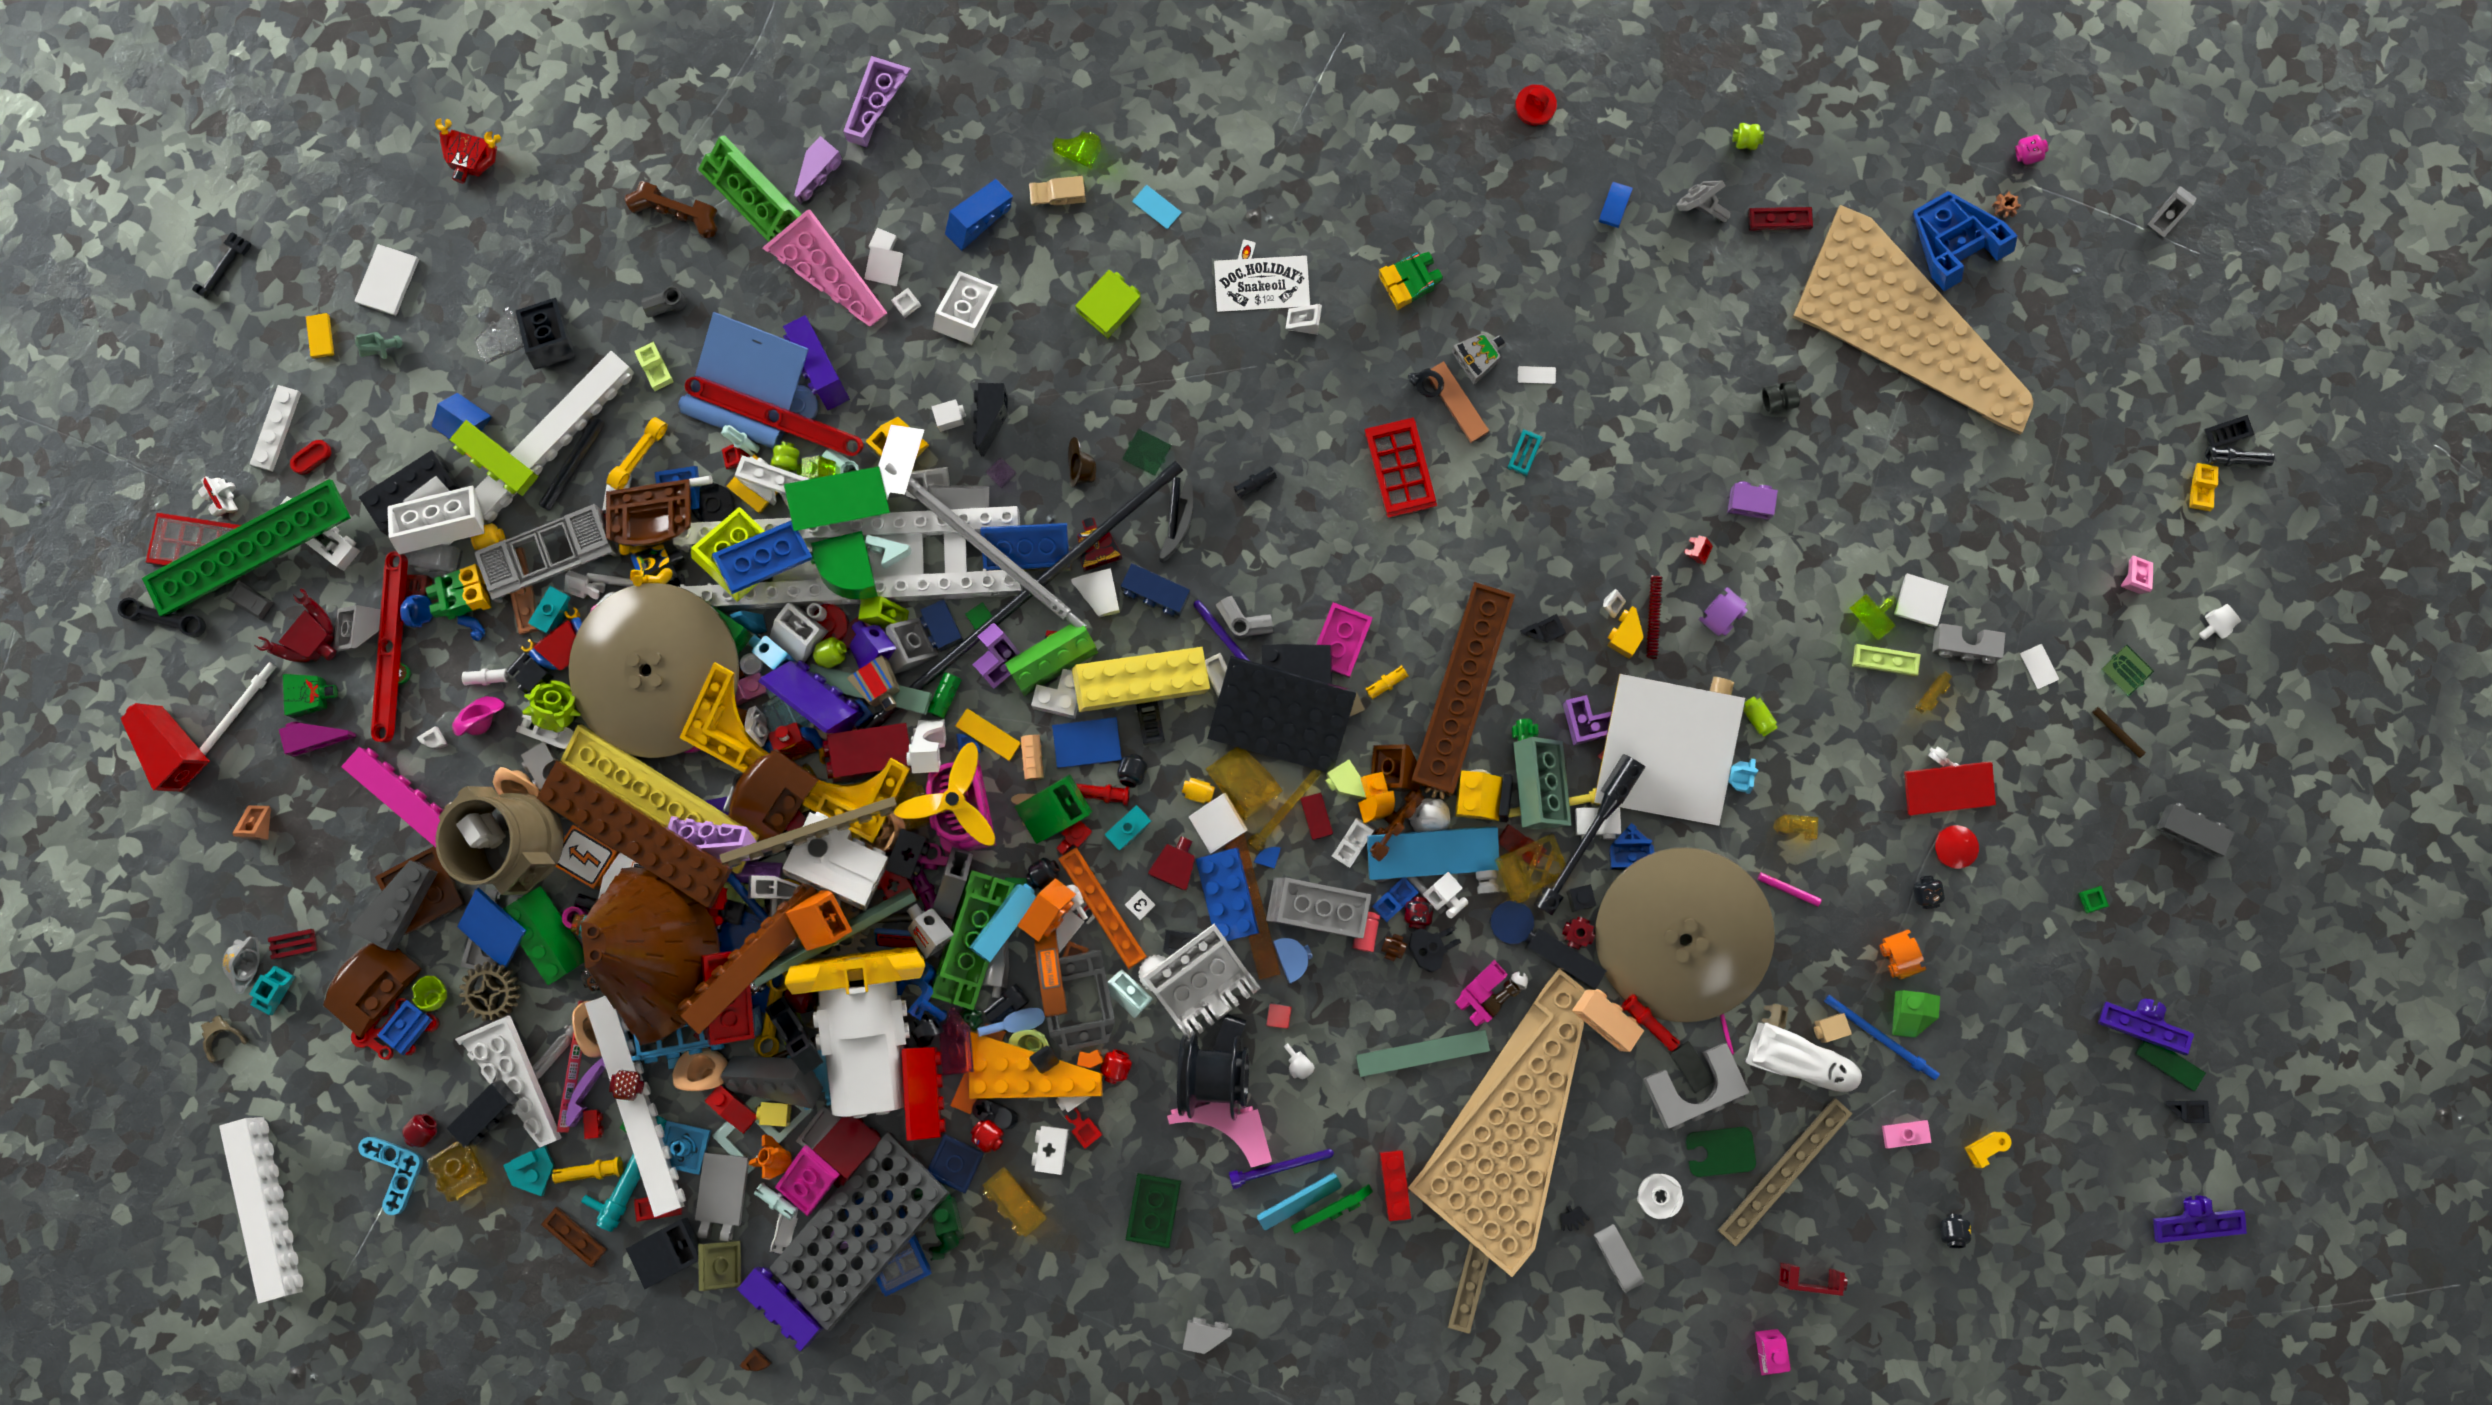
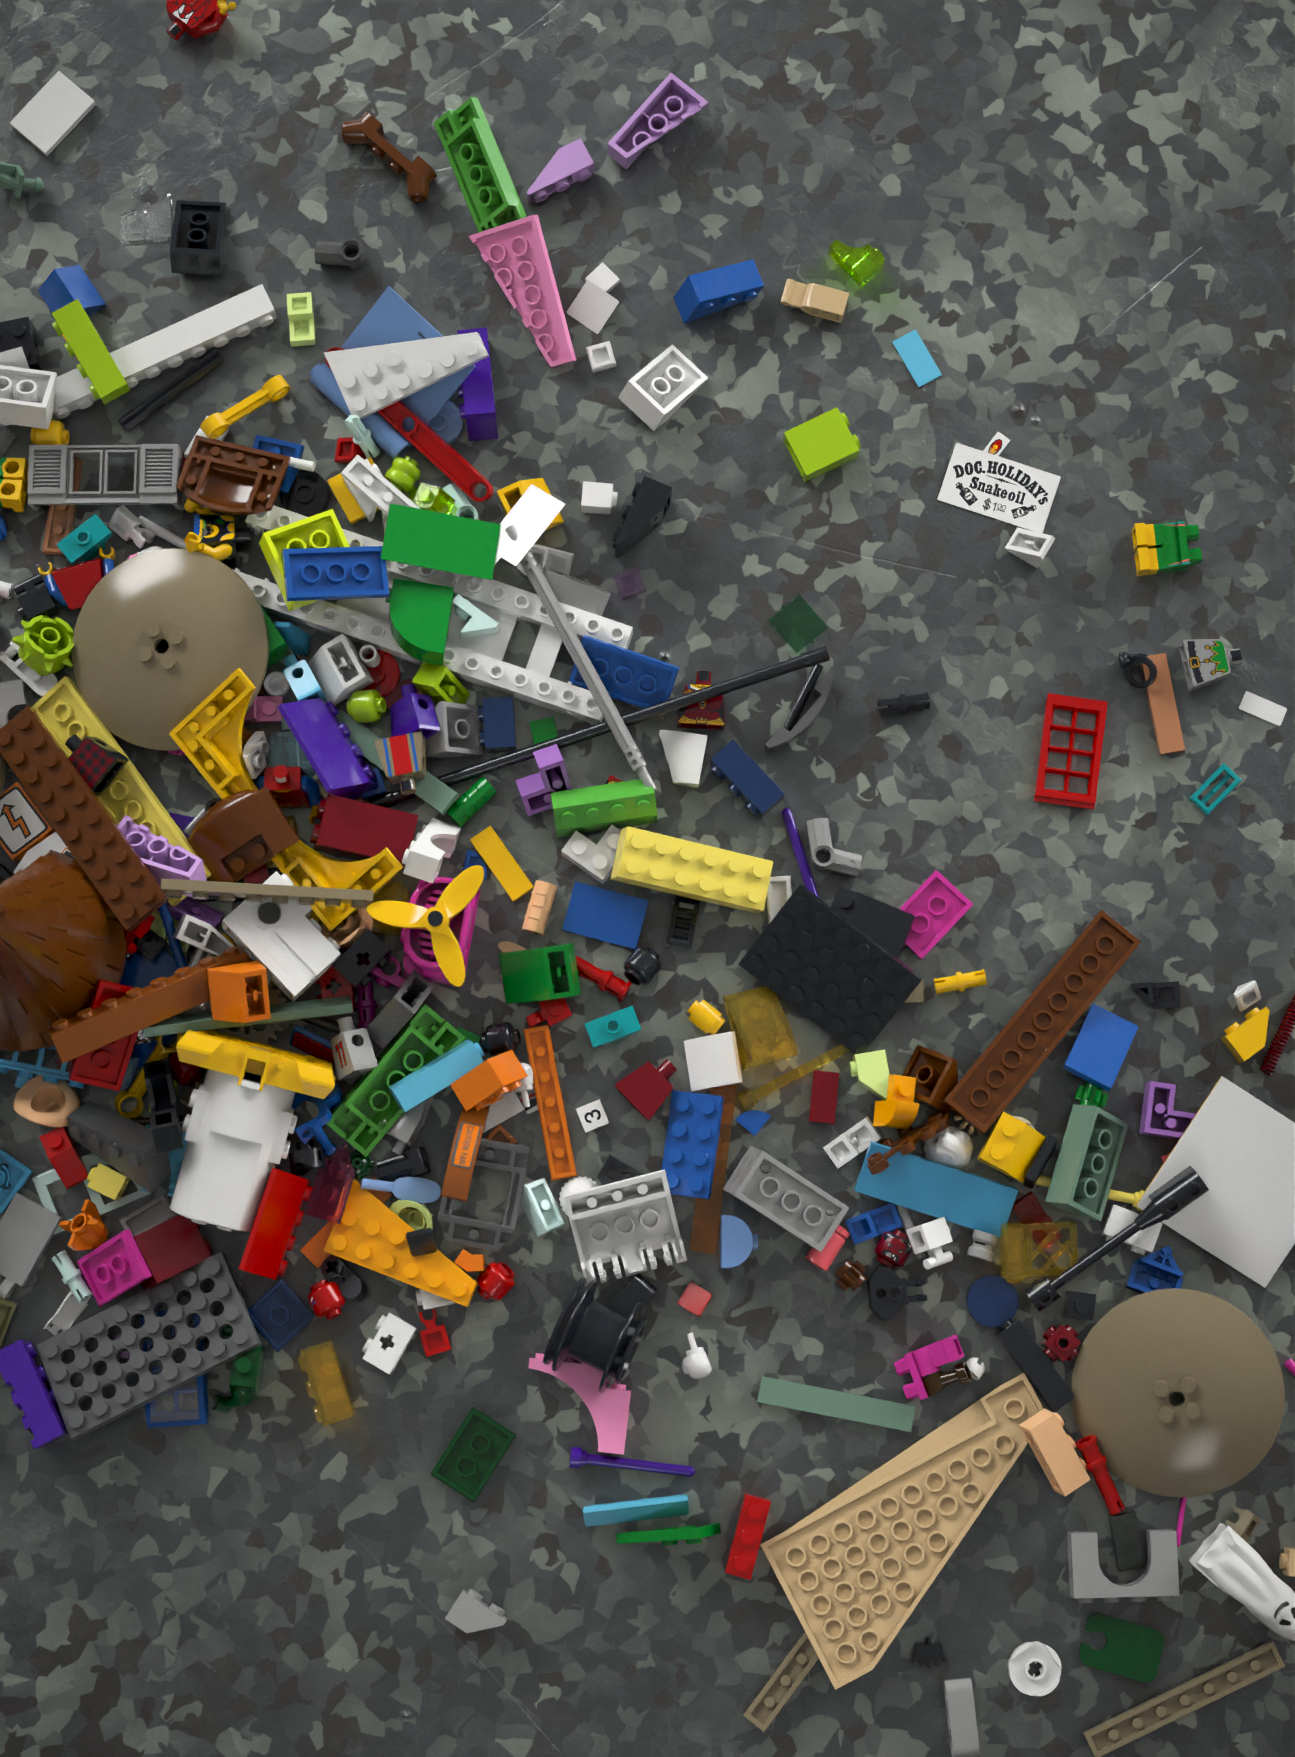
camera: 20 degrees right, 0 degrees up
(629, 783) = (95, 761): none -> black torso
(741, 381) = (389, 372): none -> white wing
(1081, 464) = (720, 609): dark brown piece -> none
(1516, 689) = (1100, 1047): none -> blue tile

